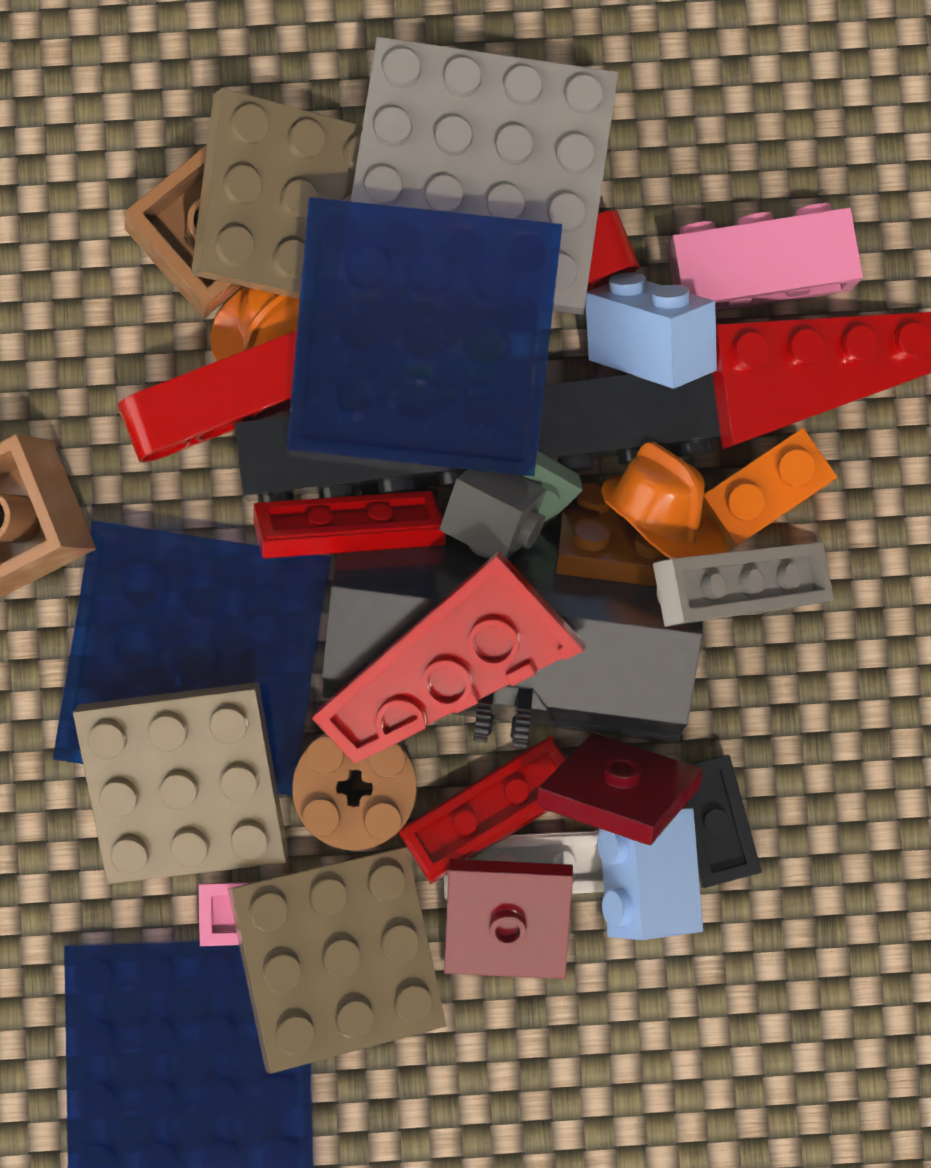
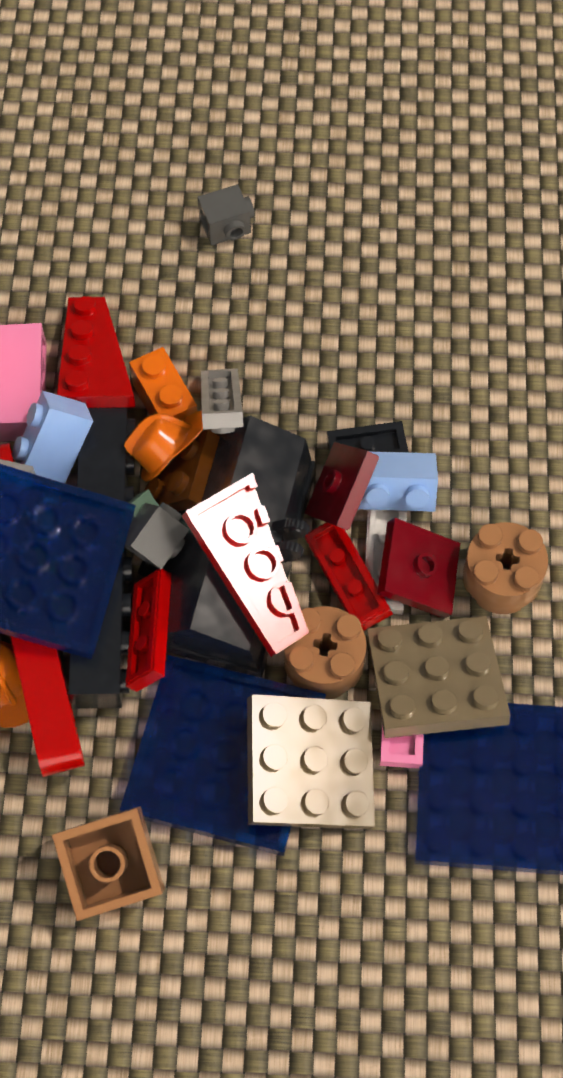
camera: 80 degrees left, 20 degrees down
(548, 1078) = (508, 547): none -> medium nougat brick

